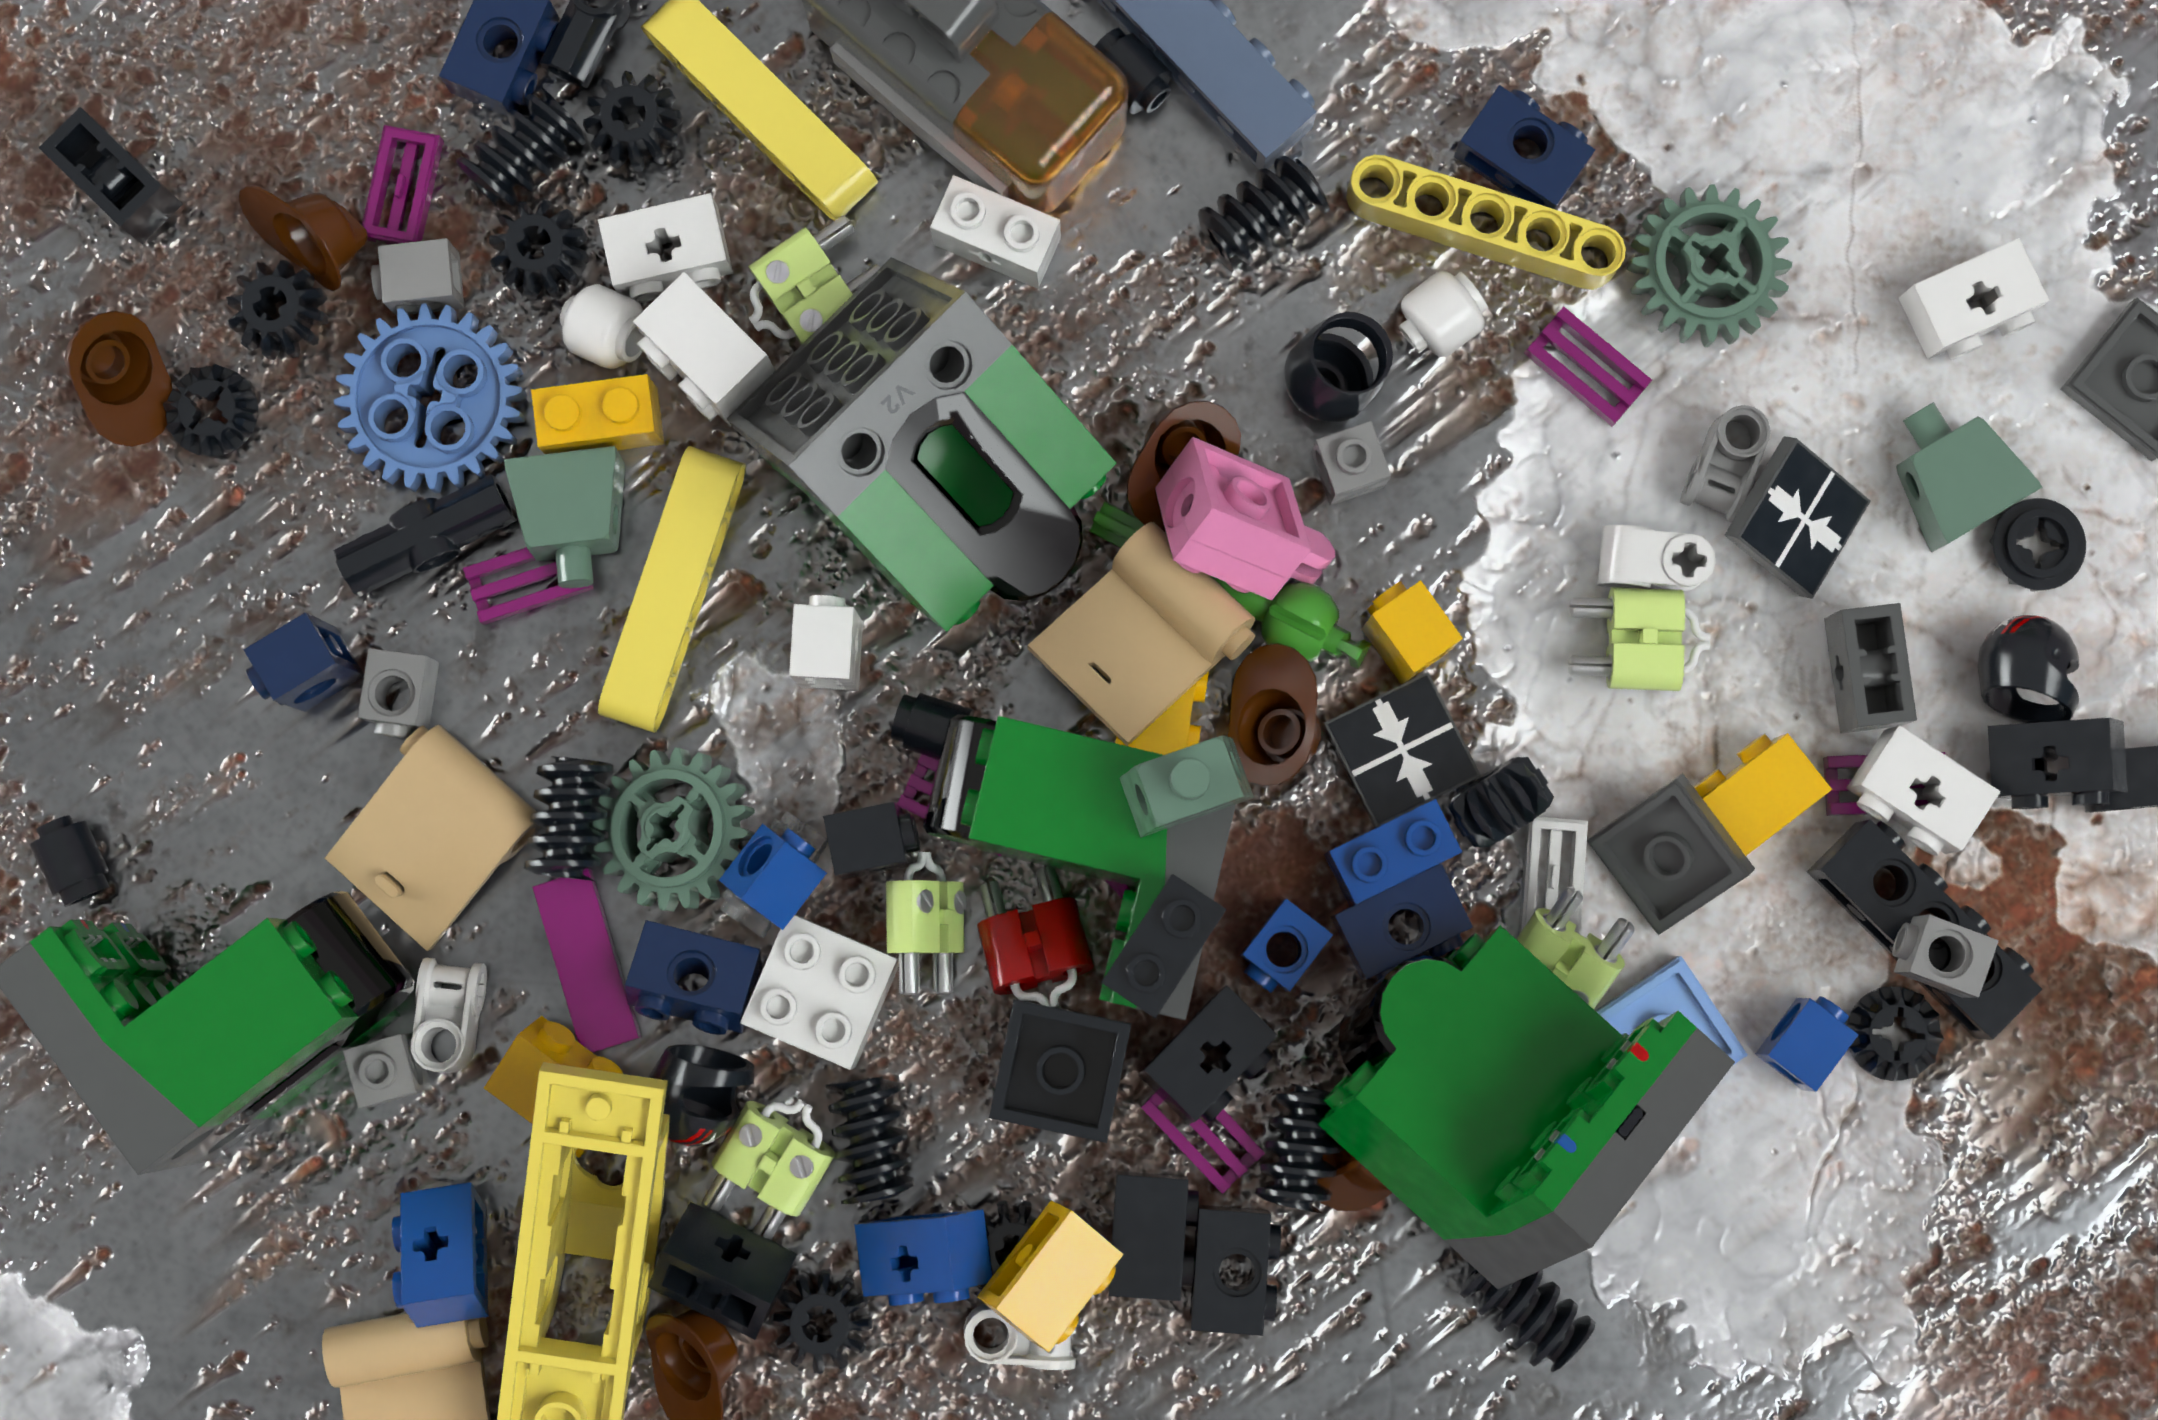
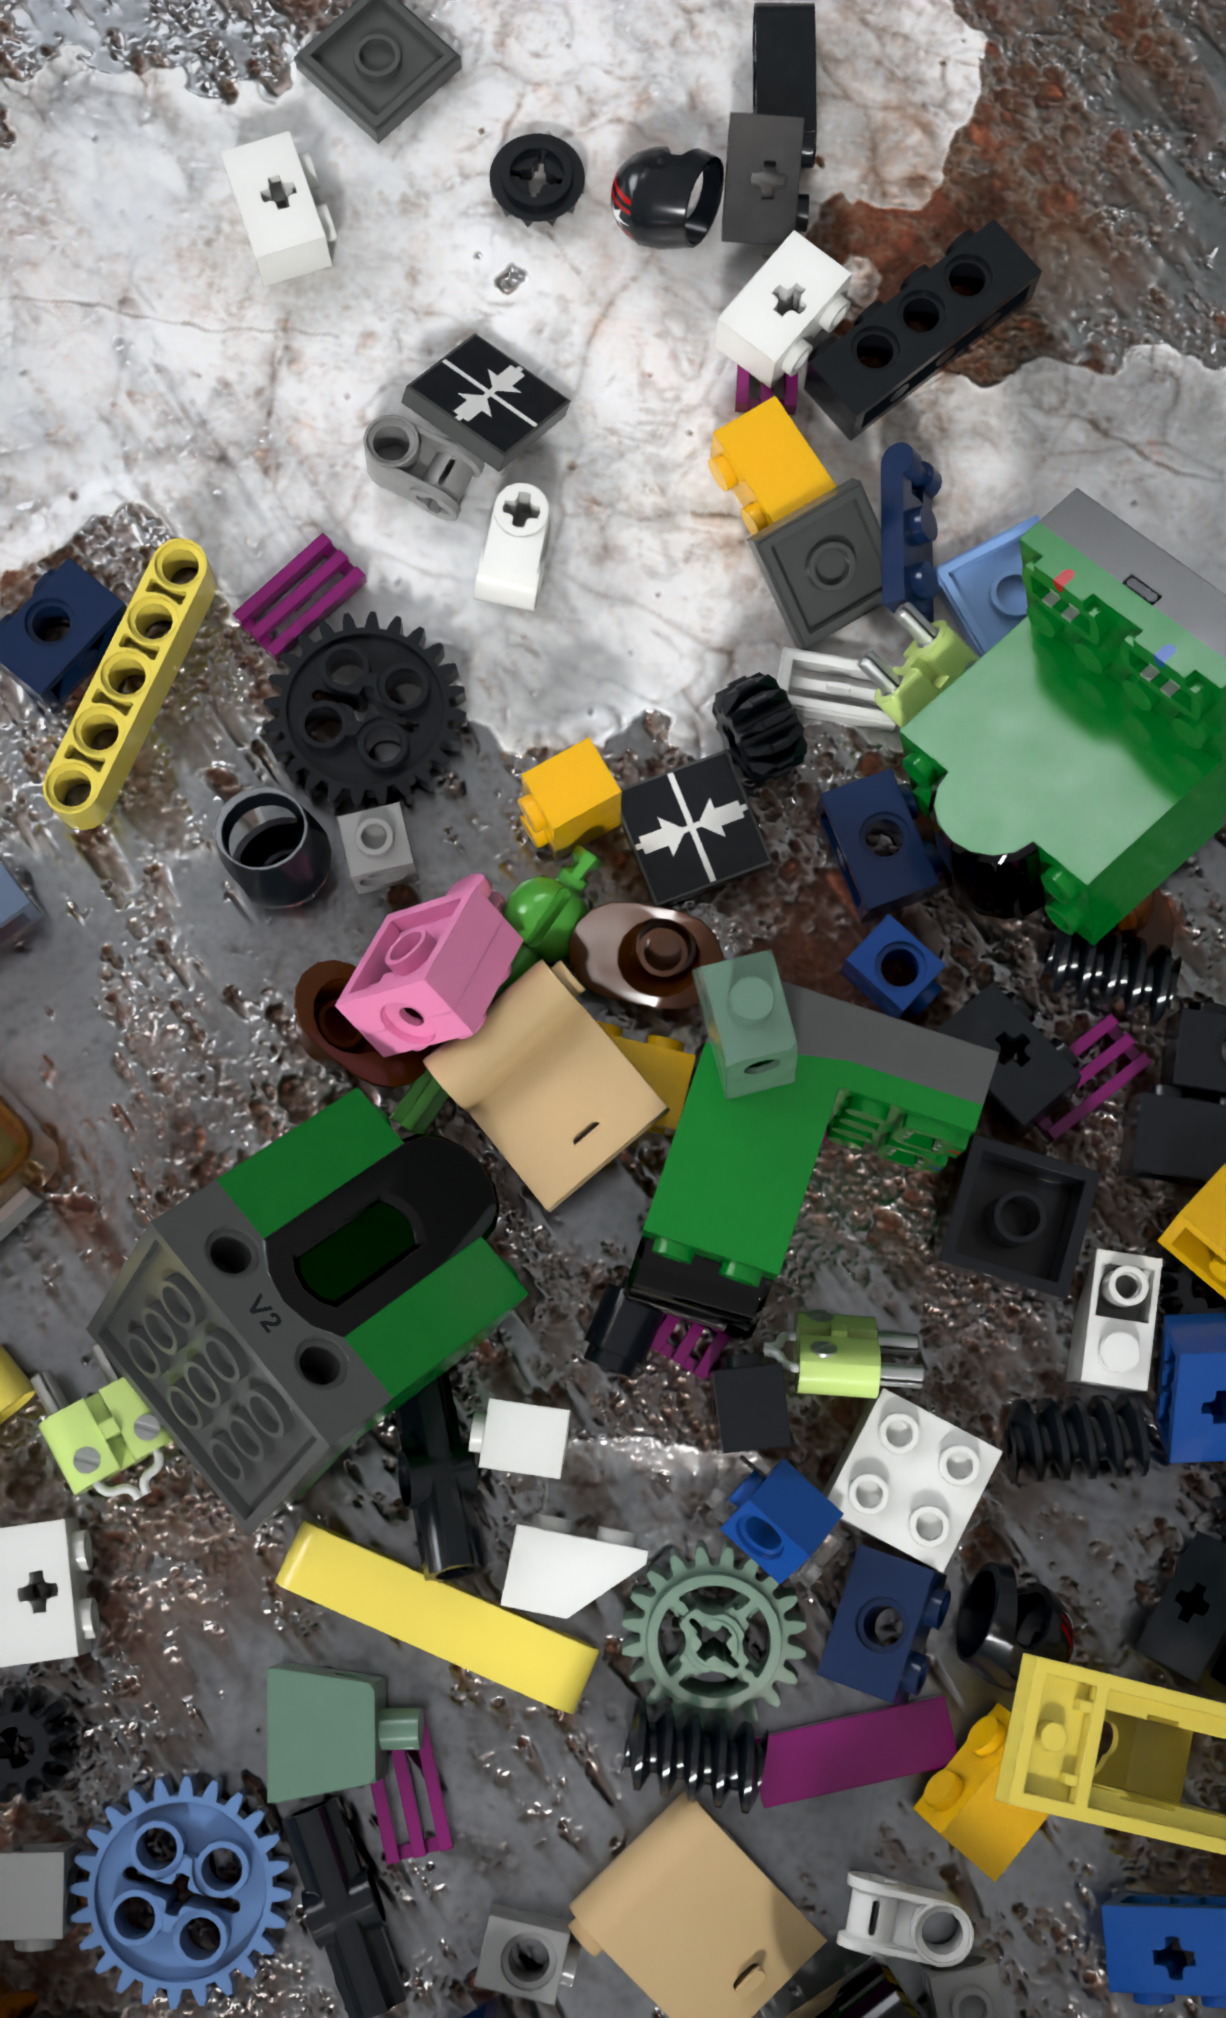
camera: 90 degrees left, 5 degrees down
(598, 415) = (227, 1688): yellow brick -> none
(601, 326) = (123, 1672): white head -> none
(704, 346) = (164, 1552): white brick -> none
(719, 693) = (565, 1571): none -> white slope
(772, 1160) = (1091, 1552): yellowish green piece -> none
(783, 576) = (439, 1483): none -> black piece
(976, 1169) = (1115, 1322): none -> white slope
(995, 231) = (71, 1209): white brick -> none
(1034, 943) = (871, 1239): red piece -> none
(1163, 946) = (923, 1063): black brick -> none
(1261, 210) = (85, 916): black piece -> none
(1393, 853) = (804, 846): blue brick -> none
(1442, 313) = (225, 736): white head -> none
(1529, 451) = (386, 663): none -> black gear
(1643, 638) = (597, 570): yellowish green piece -> none
(1711, 929) = (908, 529): none -> dark blue plate
(1728, 276) = (231, 426): sand green gear -> none
(1808, 1042) = (1029, 453): blue brick -> none
(1870, 668) = (652, 346): dark grey brick -> none
(1876, 1053) = (1000, 385): black gear -> none
(1959, 476) = (460, 243): sand green torso -> none
(1969, 955) = (965, 278): light grey brick -> none

